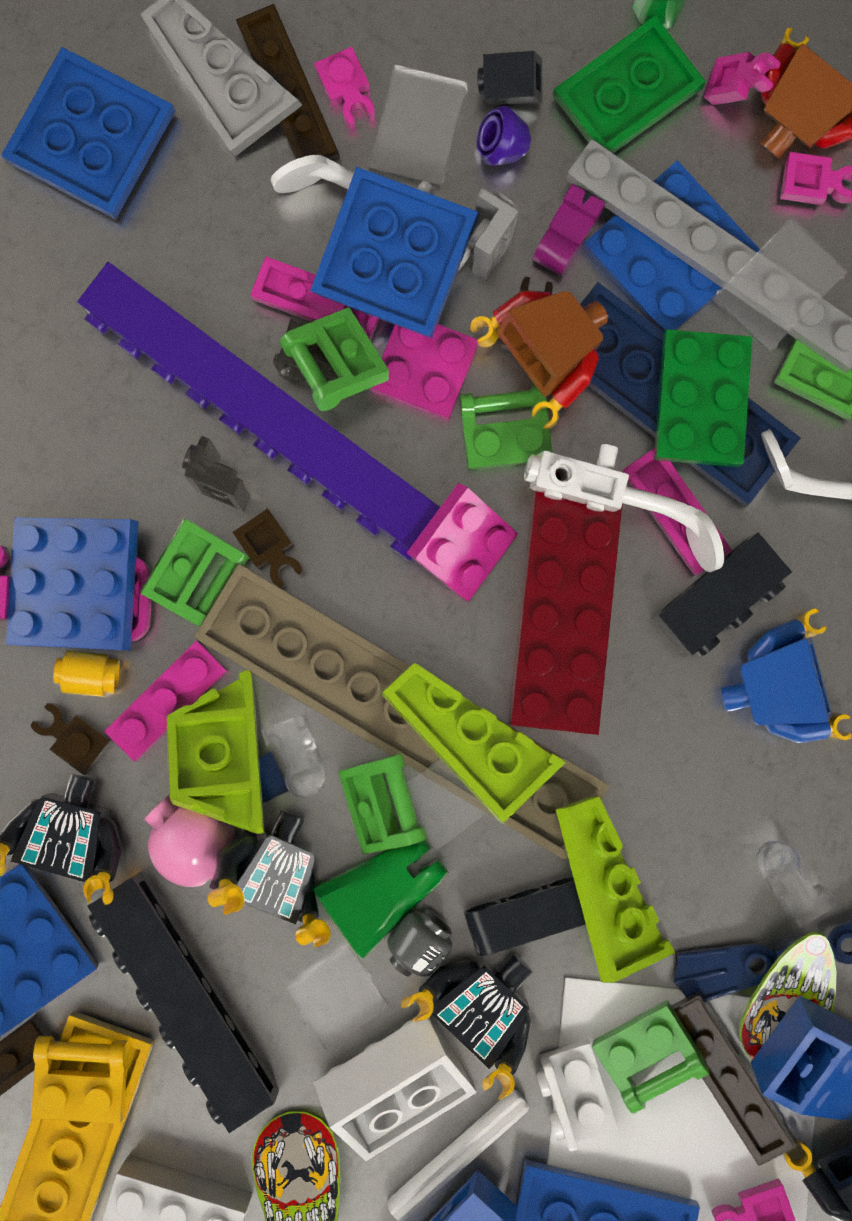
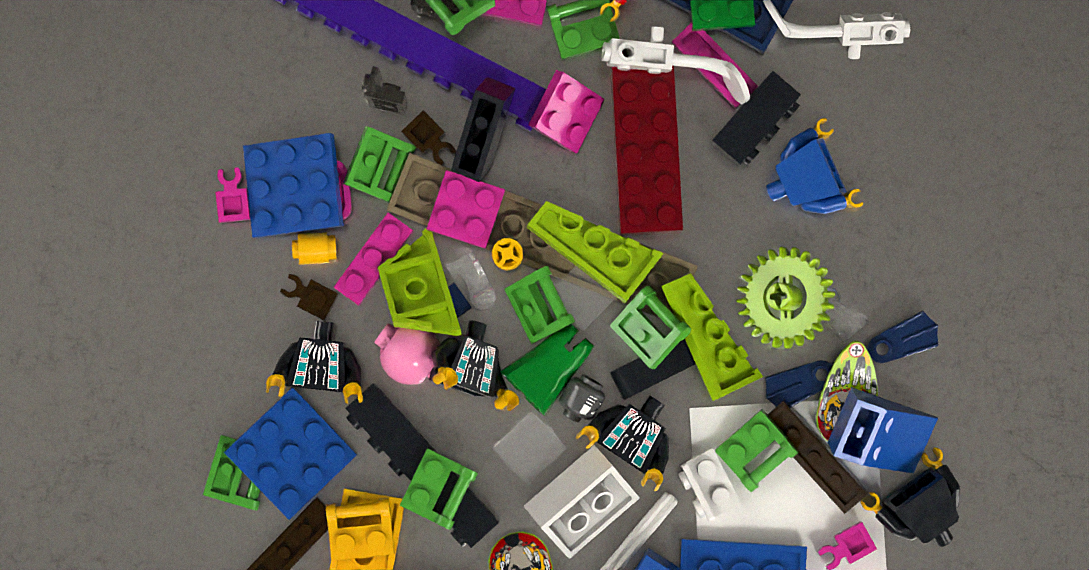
camera: 15 degrees left, 0 degrees up
(183, 1036) = (429, 483): none -> bright green plate
(301, 655) = (465, 209): none -> dark pink plate
(338, 728) = (506, 247): none -> yellow wheel
(342, 548) = (483, 129): none -> black brick
(519, 873) = (643, 335): none -> bright green plate
(718, 892) = (761, 293): none -> lime gear

